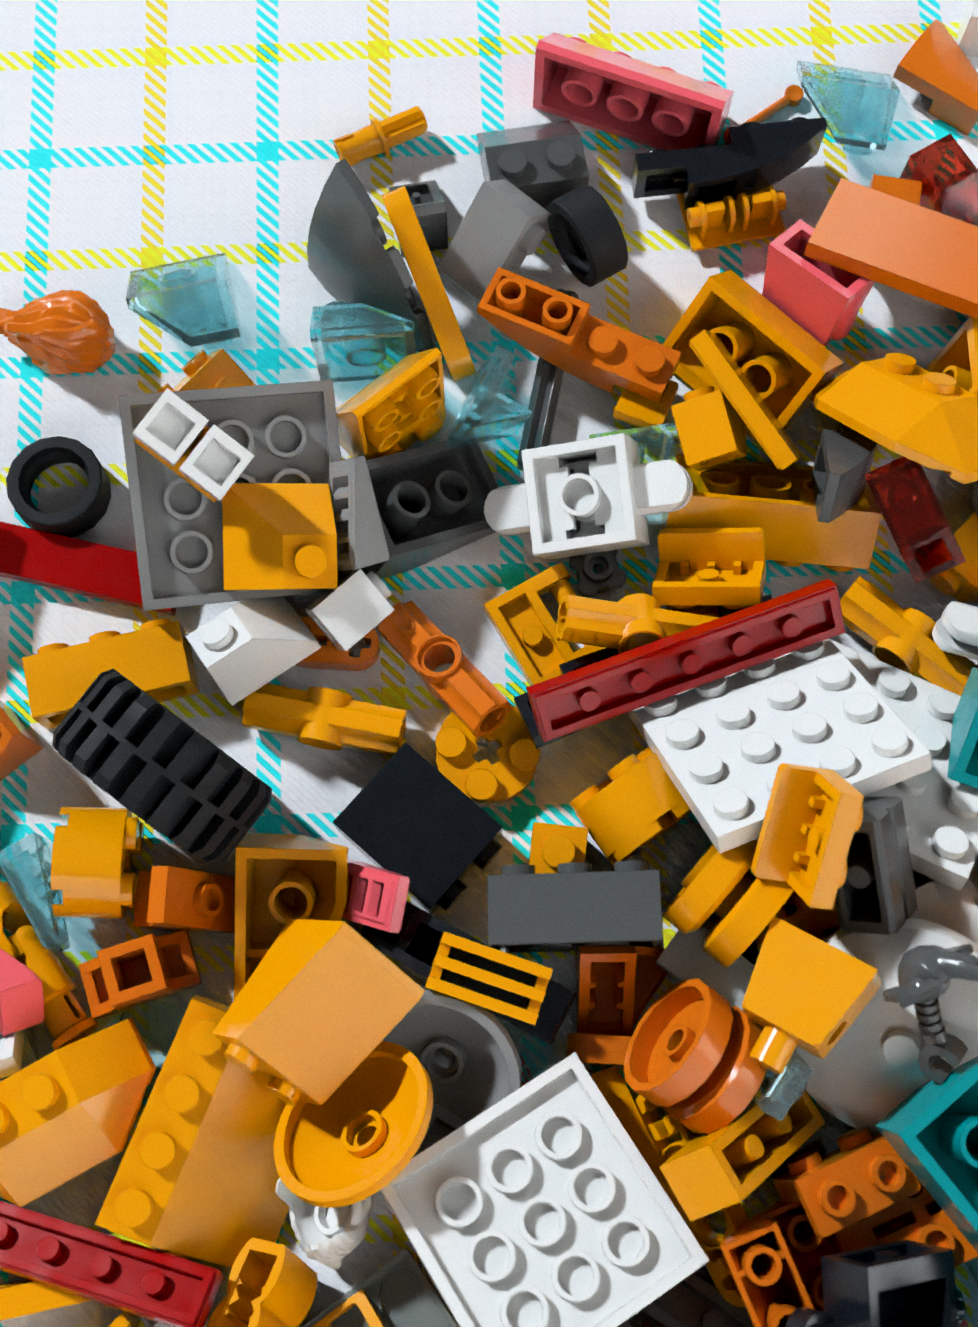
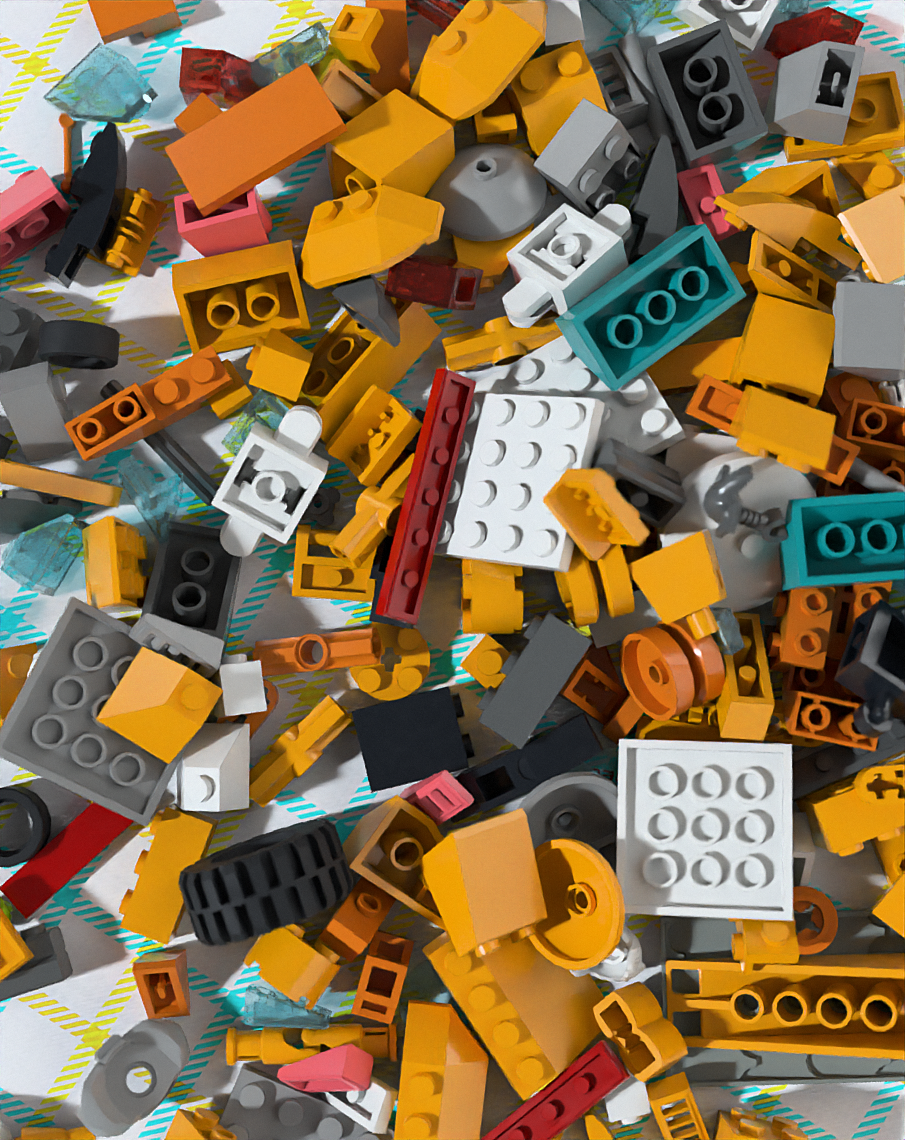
camera: 60 degrees left, 10 degrees up
(189, 448) = (69, 726): white hips -> none
(535, 993) = (569, 740): light orange tile -> none
(745, 399) = (278, 329): light orange tile -> none

